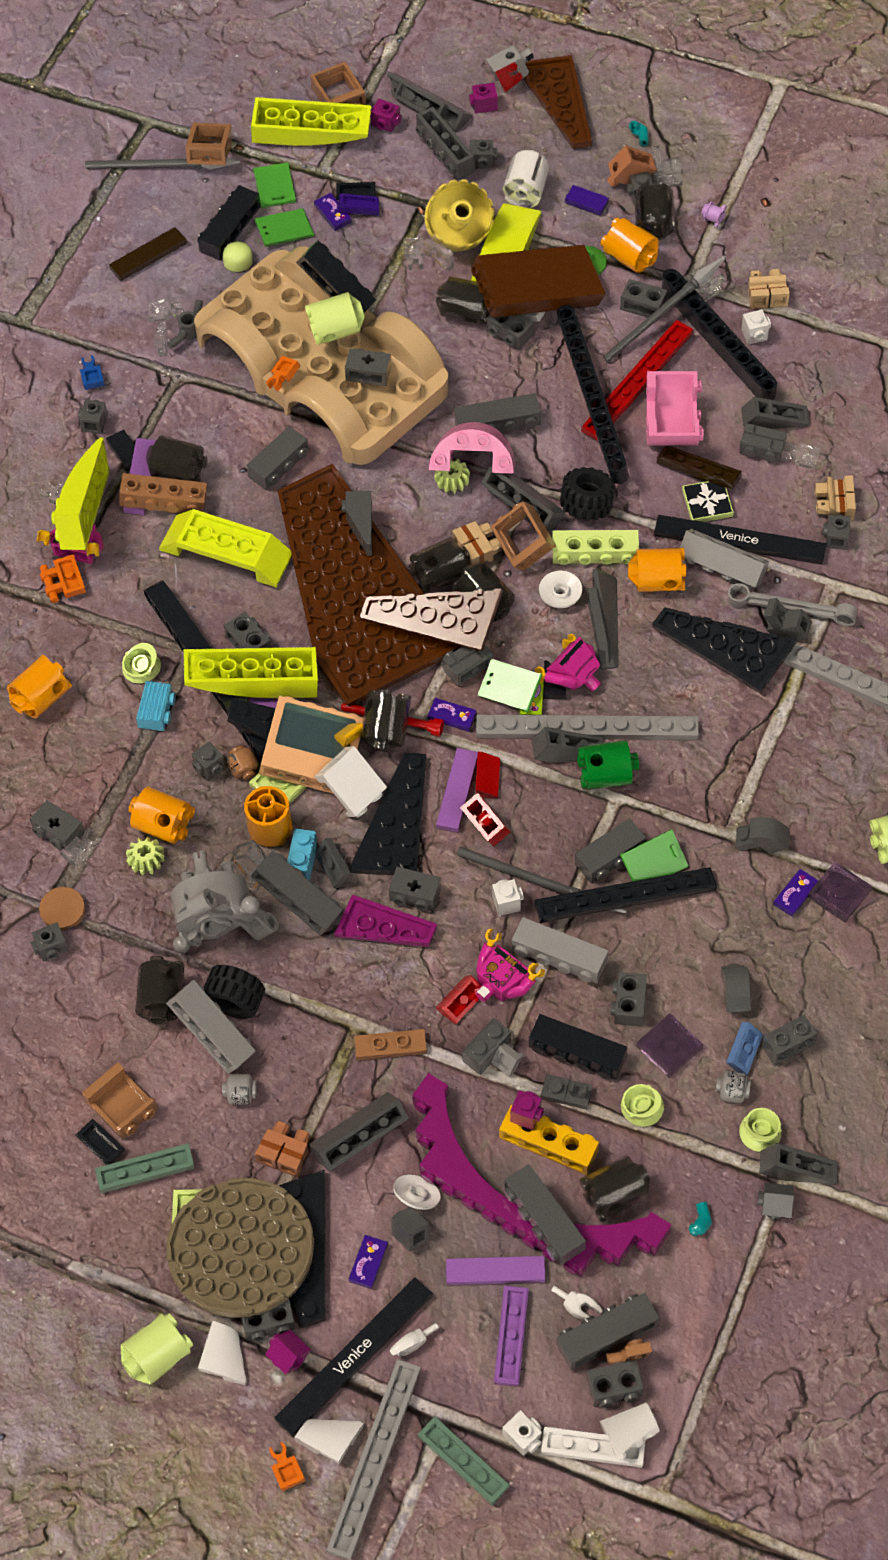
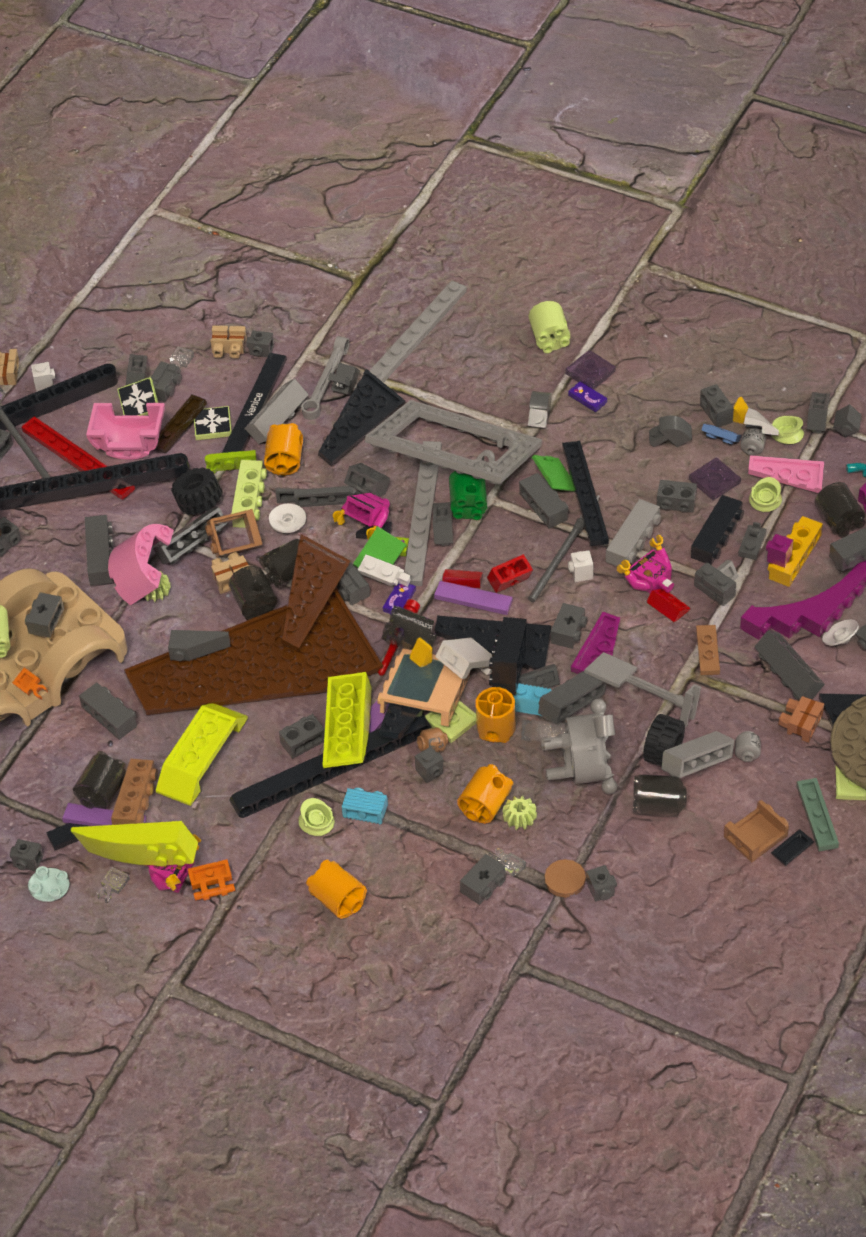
camera: 85 degrees left, 10 degrees down
(60, 441) = (48, 884): none -> light aqua dish
(338, 935) = (617, 672): none -> light grey piece
(339, 817) = (508, 654): none -> black brick
(481, 690) = (383, 571): none -> white hinge
(619, 658) = (367, 479): none -> dark grey brick
(642, 522) = (228, 460): none -> lime plate
(685, 1135) = (792, 472): none -> bright pink wing
(704, 811) = (520, 445): none -> light grey plate
(726, 421) = (136, 396): none -> tile
(760, 1088) = (756, 420): none -> white slope
(787, 1072) = (740, 411): none -> yellow slope

